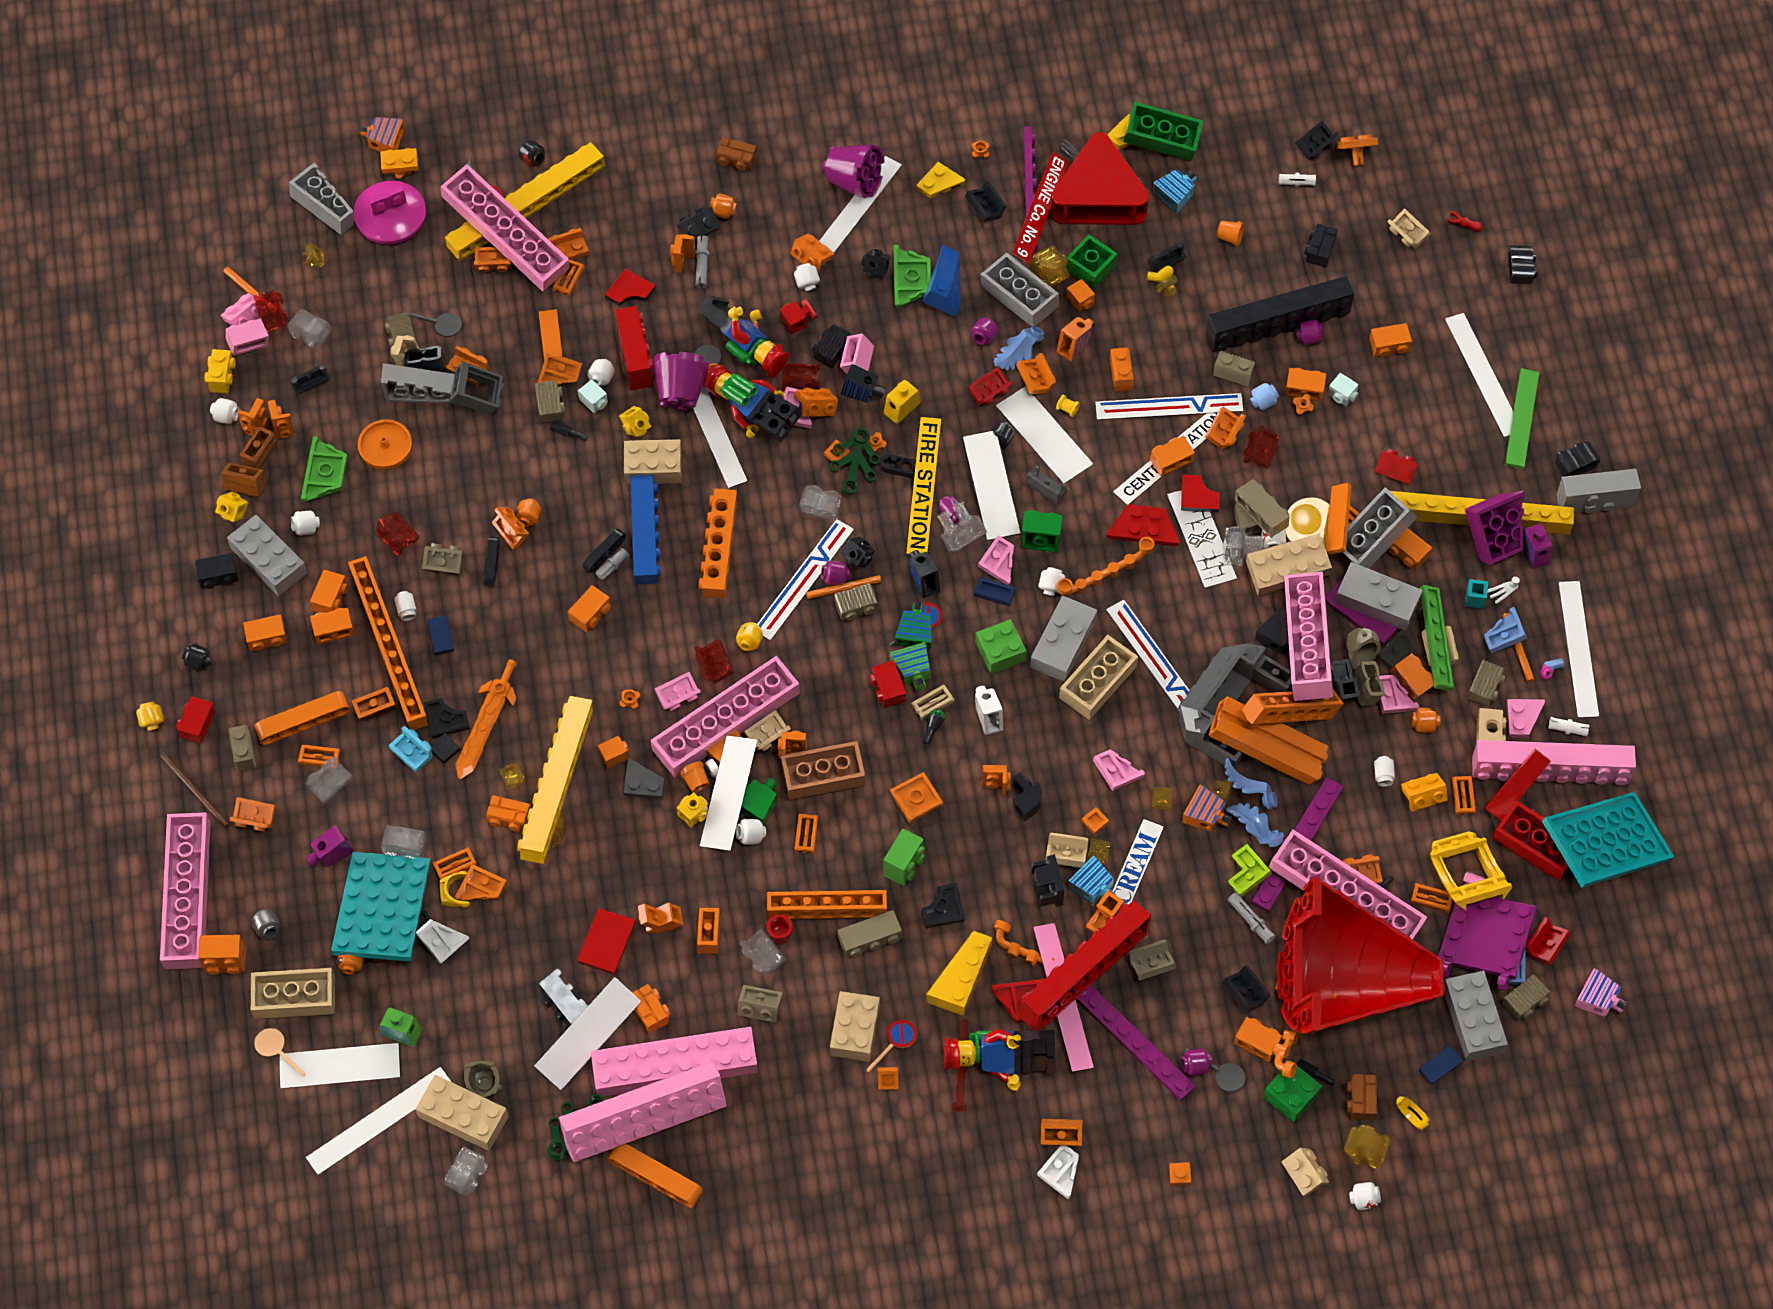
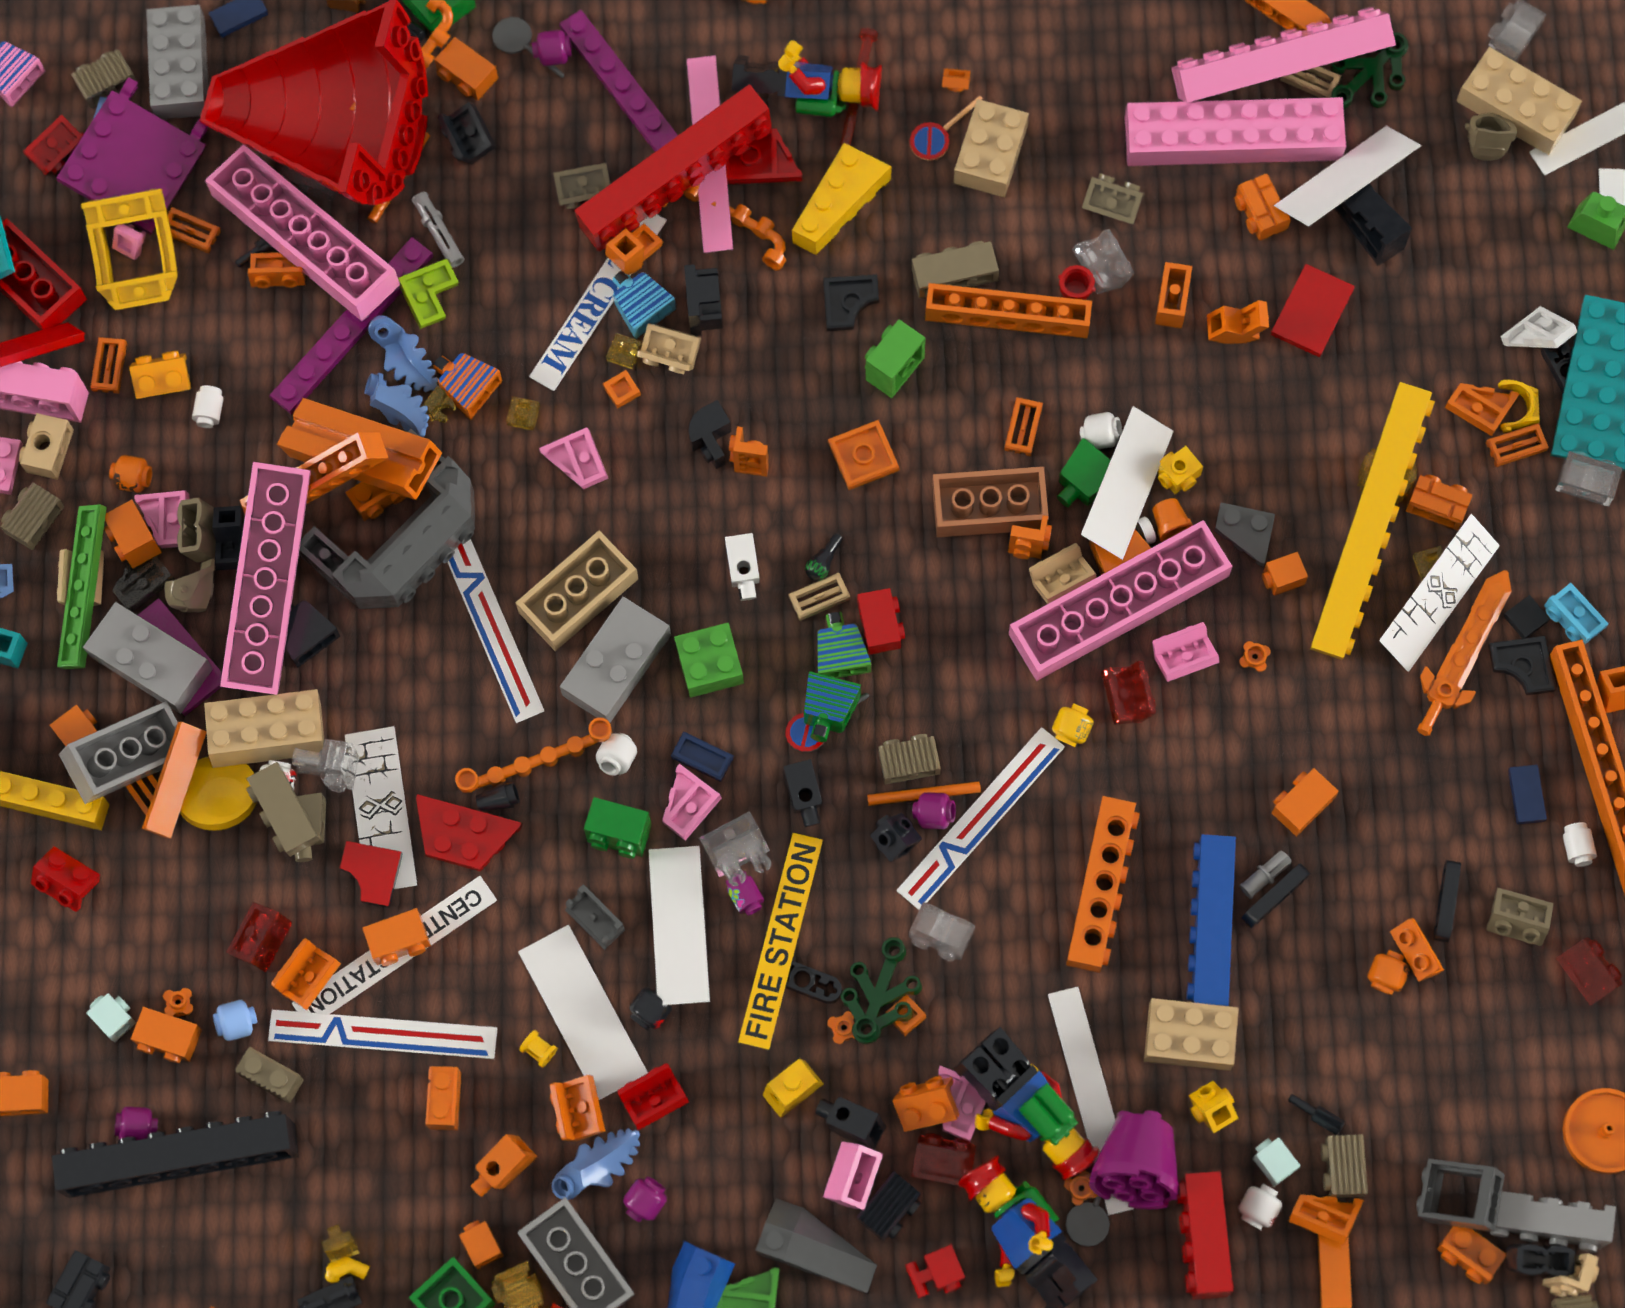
camera: 170 degrees left, 10 degrees up
(505, 752) = (1439, 593): none -> white sticker
(878, 319) = (807, 1244): none -> dark grey wedge
(1123, 547) = (498, 797): none -> black cone

